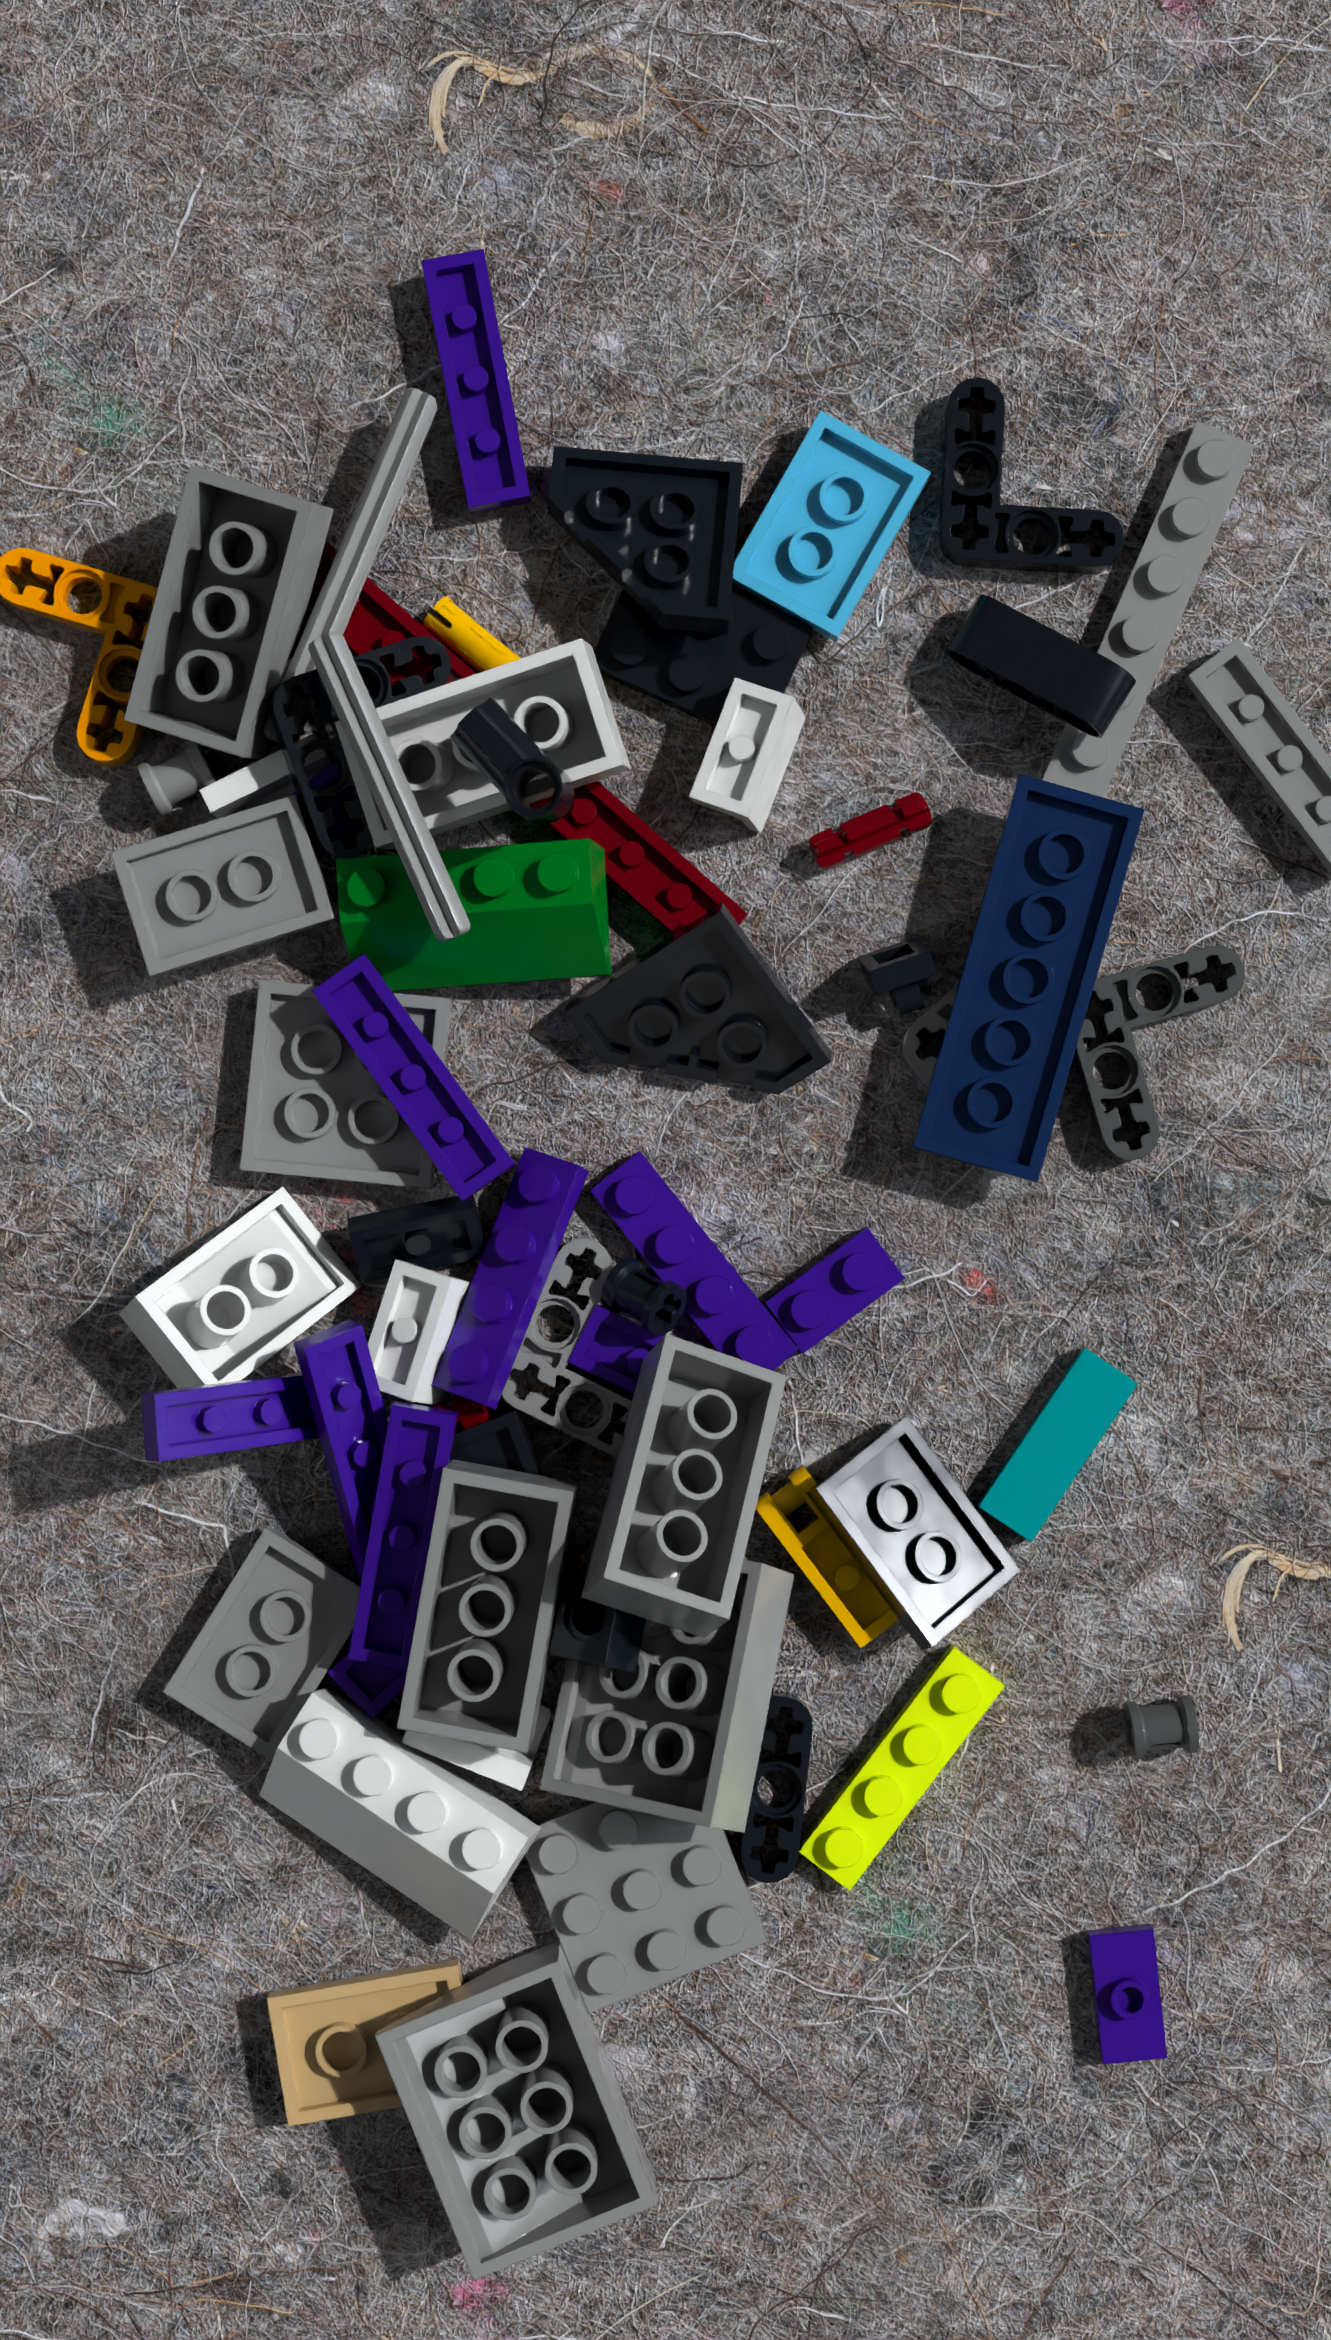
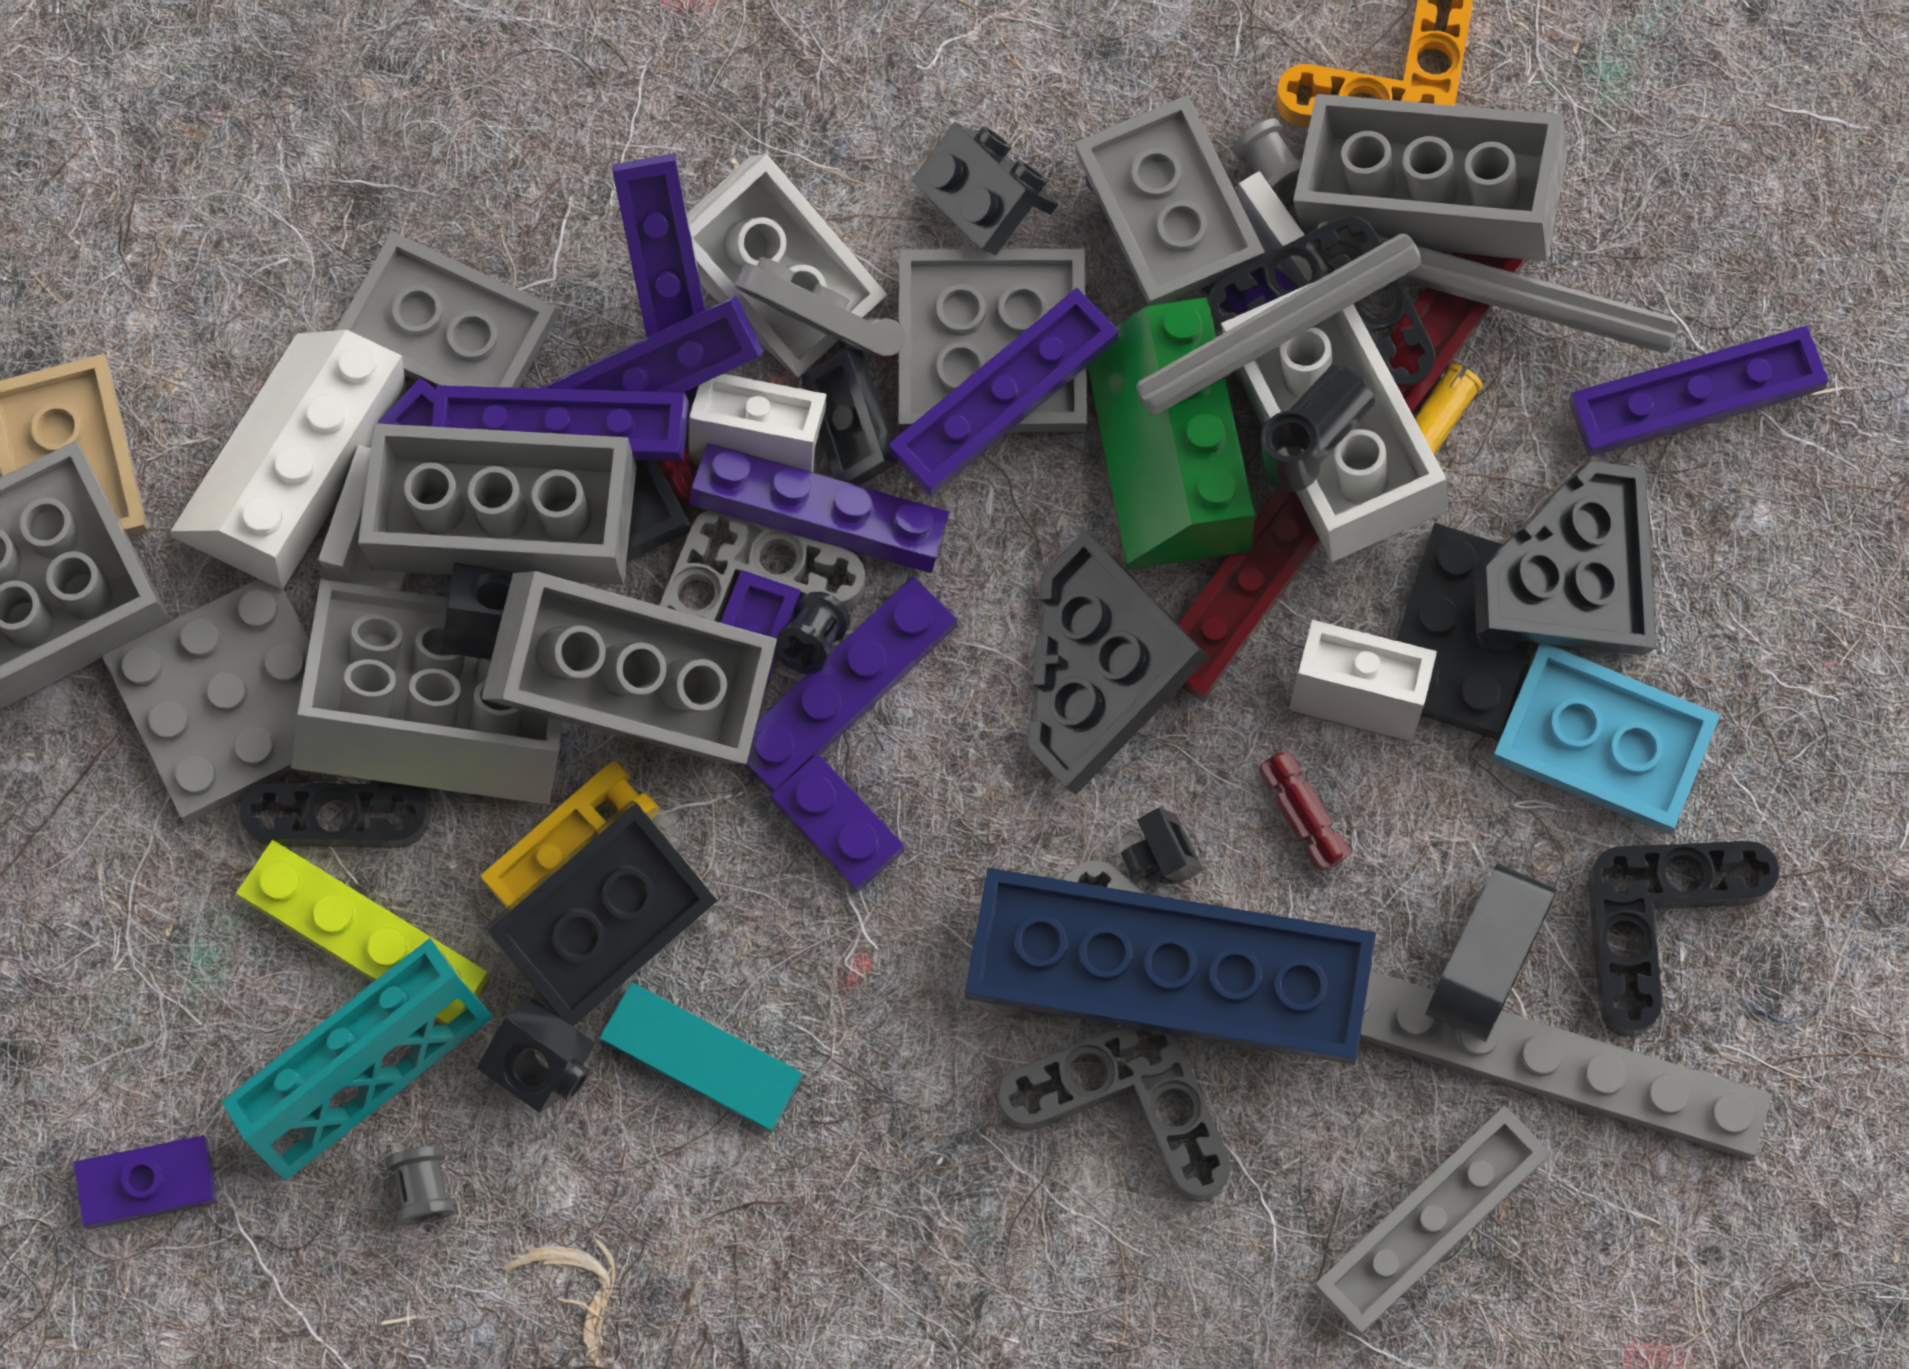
camera: 80 degrees right, 15 degrees down
(180, 1076) = (981, 185): none -> black bracket
(304, 1256) = (819, 309): none -> light grey plate
(1032, 1785) = (349, 1053): none -> teal fence
(1051, 1604) = (513, 1062): none -> black brick

